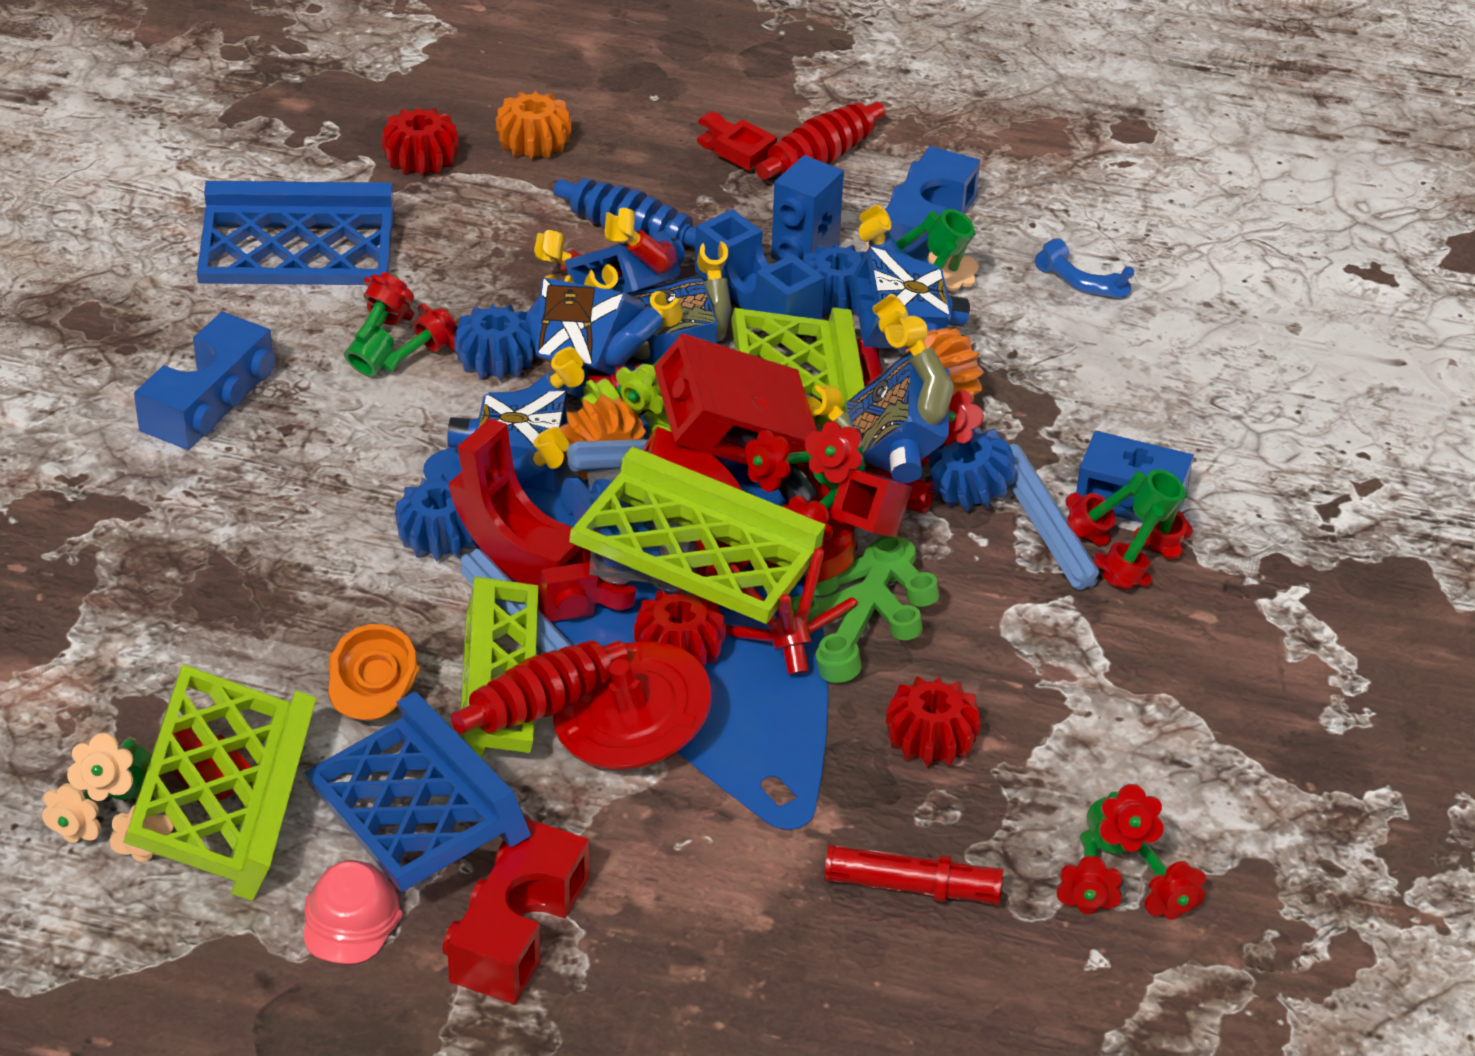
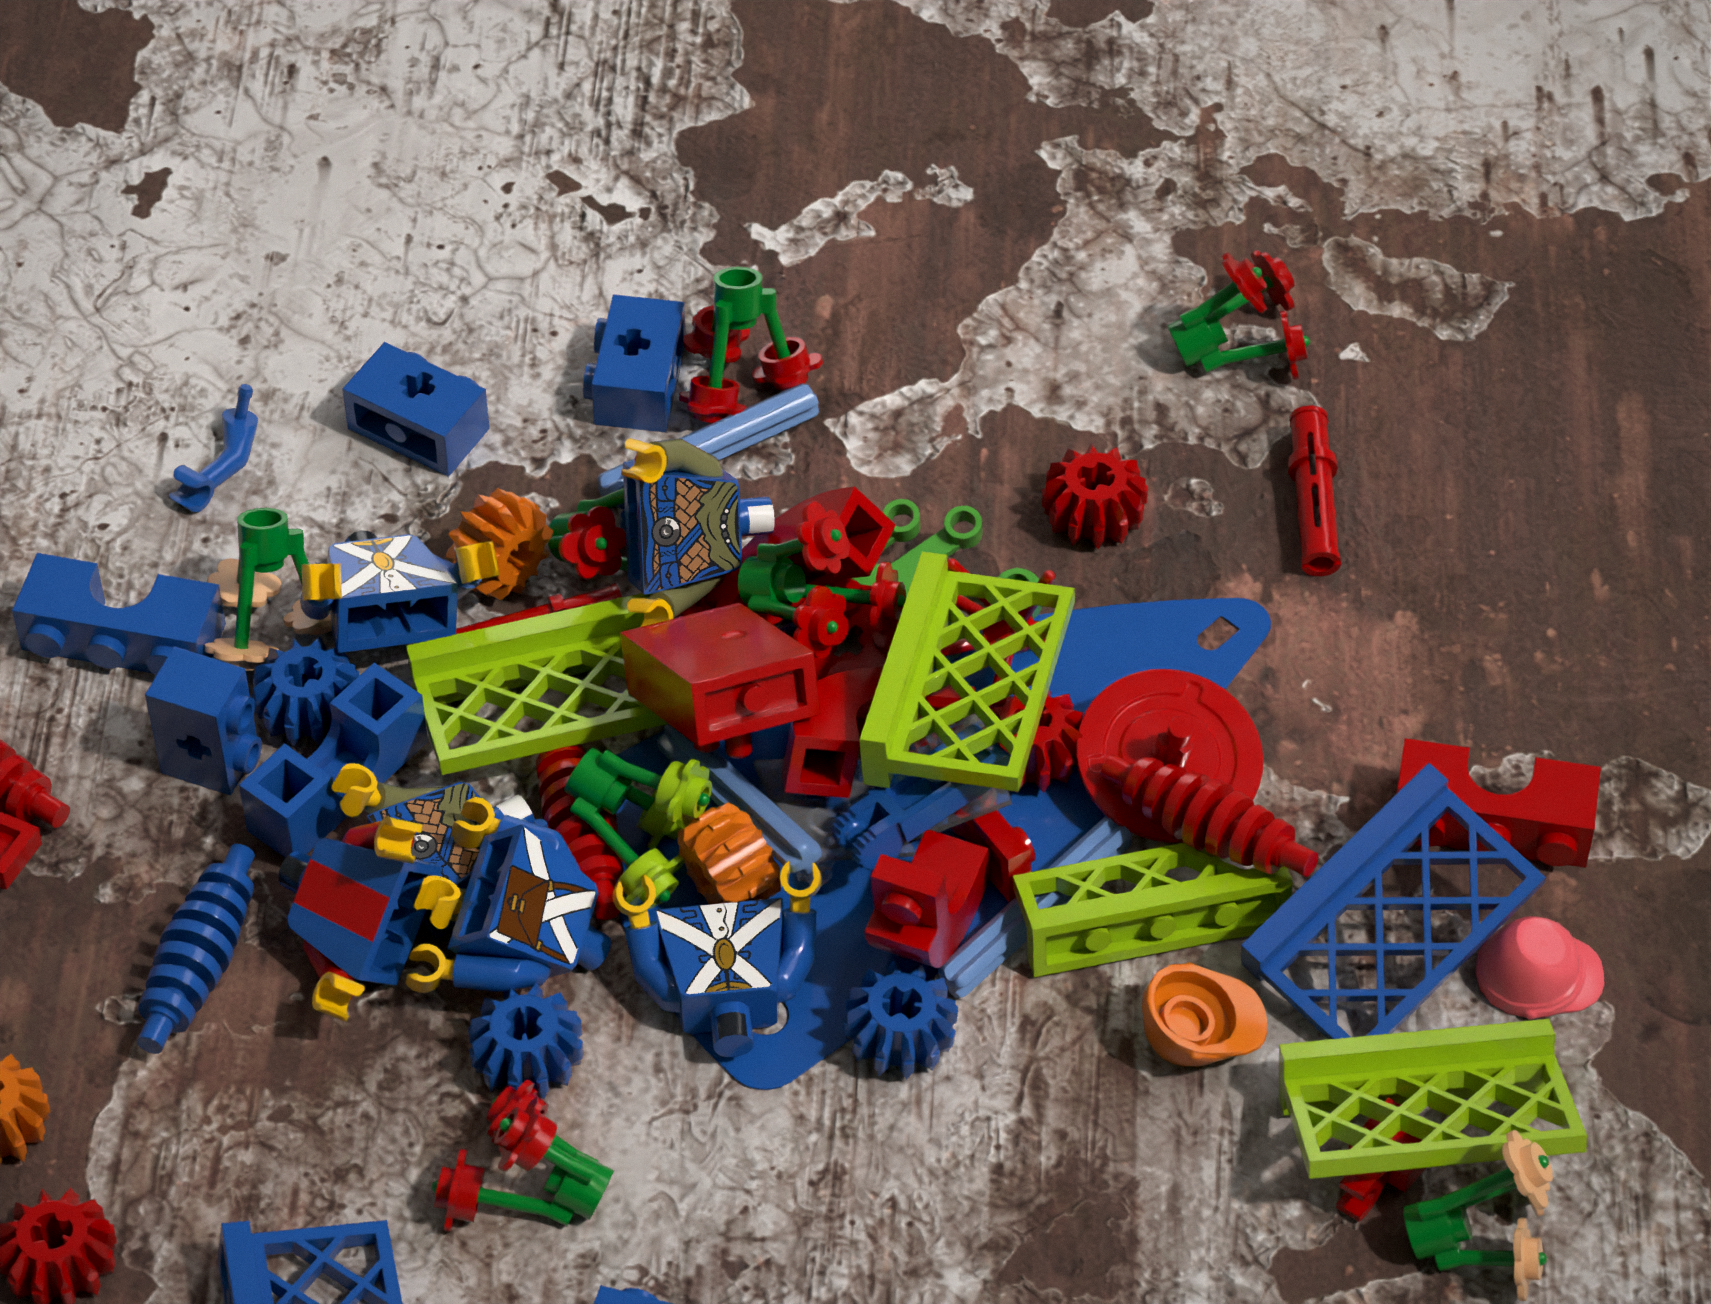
camera: 100 degrees left, 10 degrees up
(1104, 360) = (416, 408): none -> blue brick

